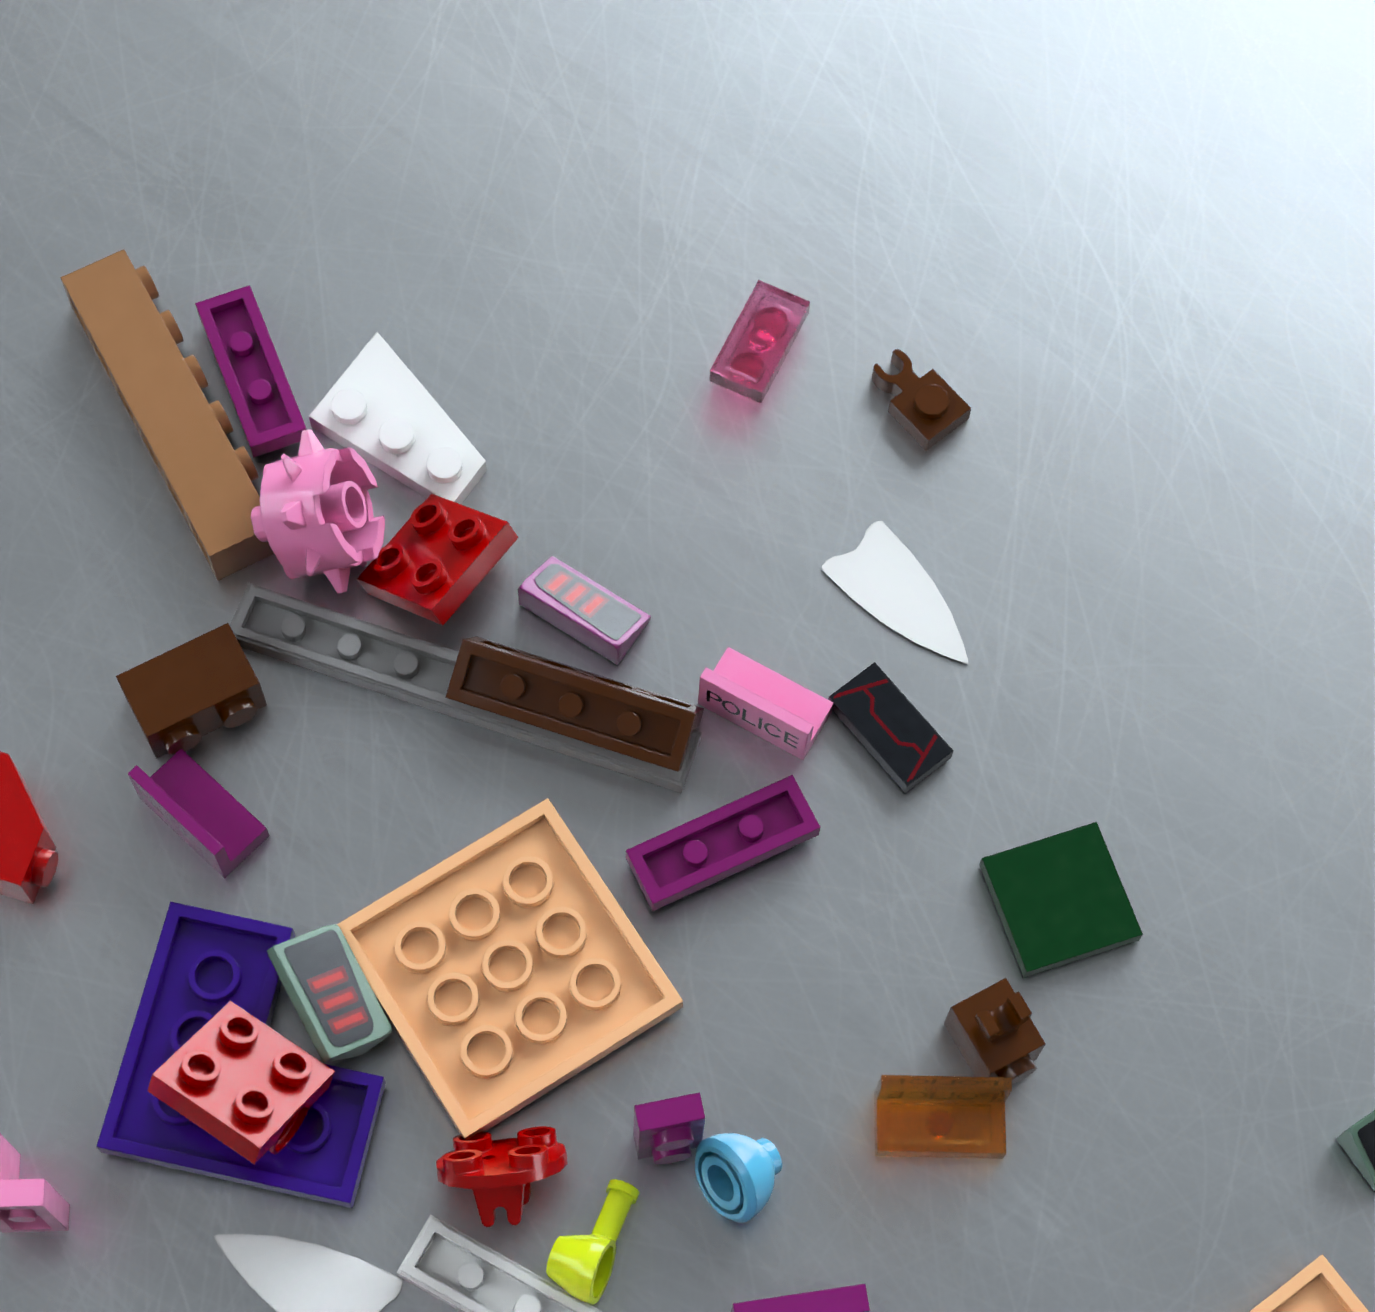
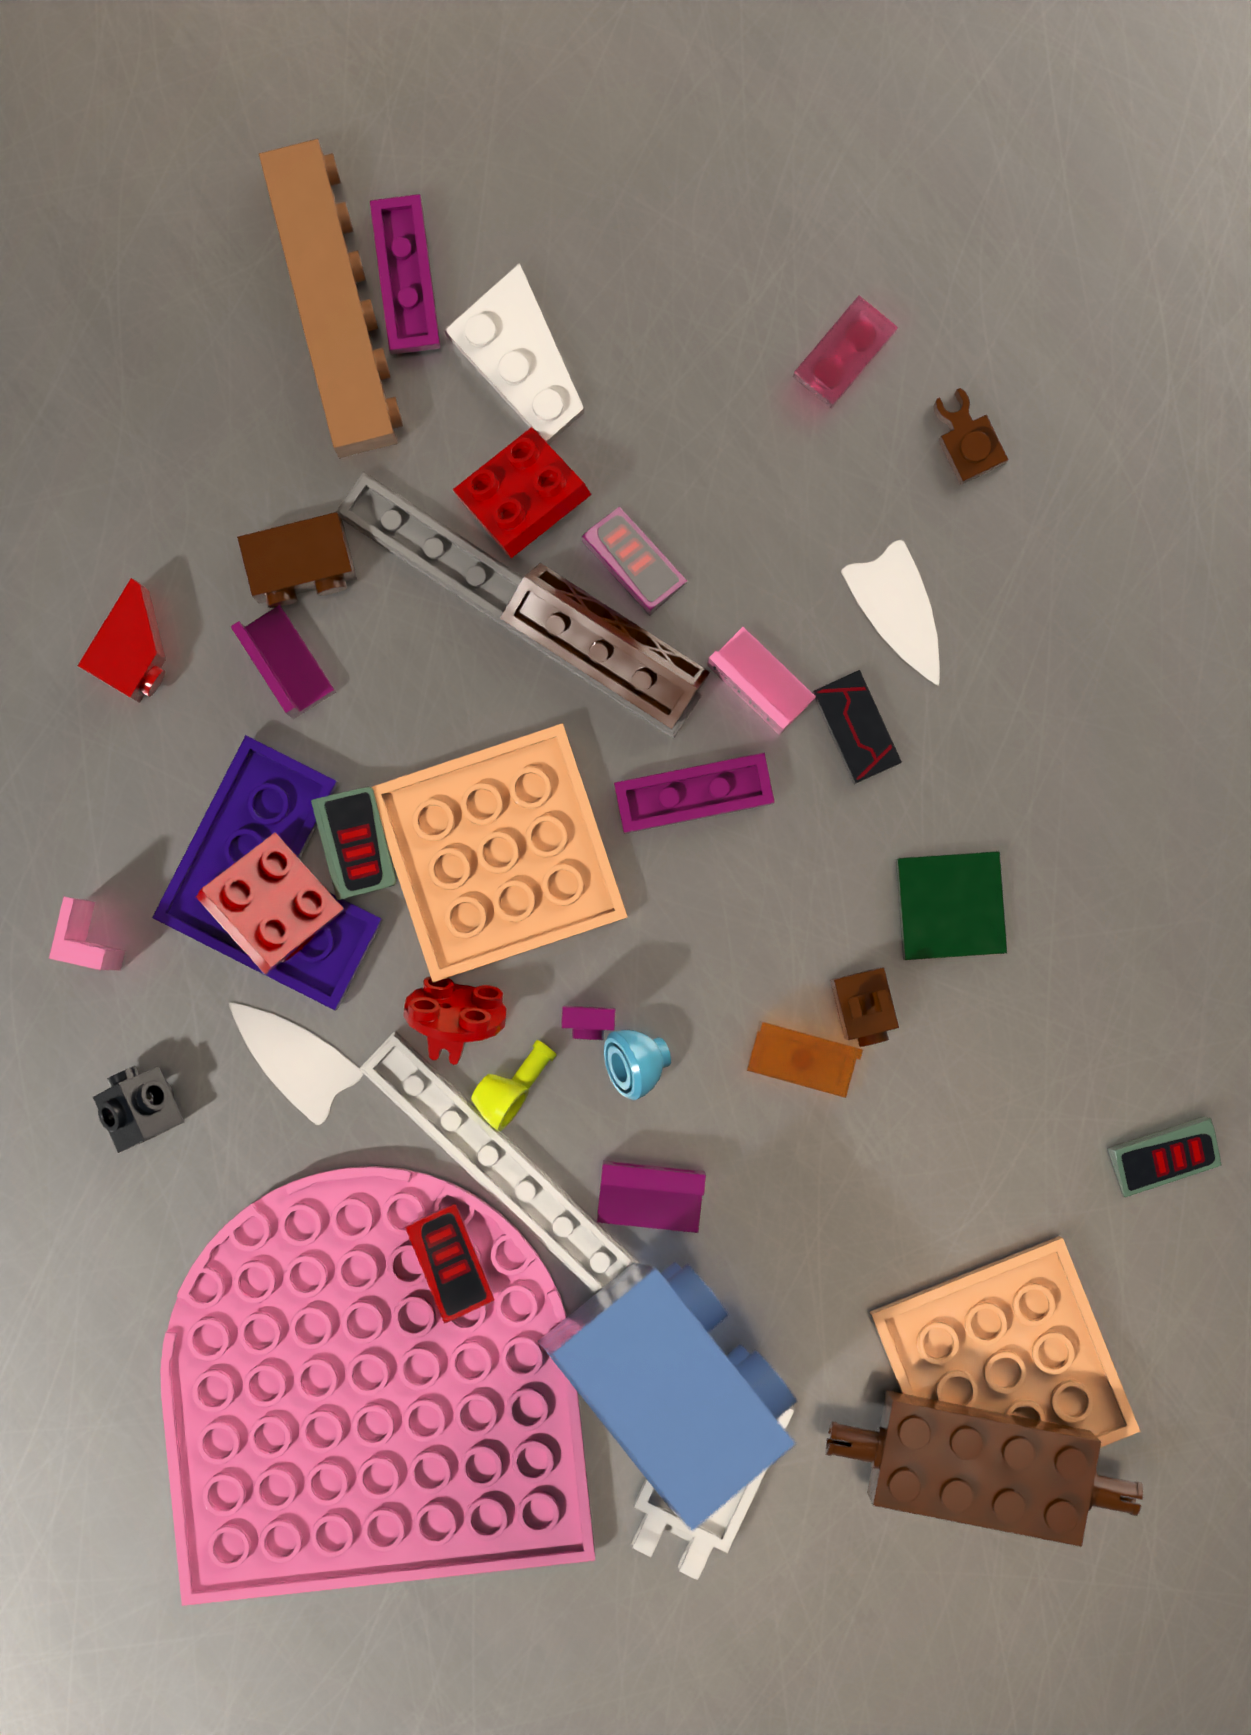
camera: 15 degrees right, 20 degrees up
(319, 512) = (431, 432): bright pink brick -> none

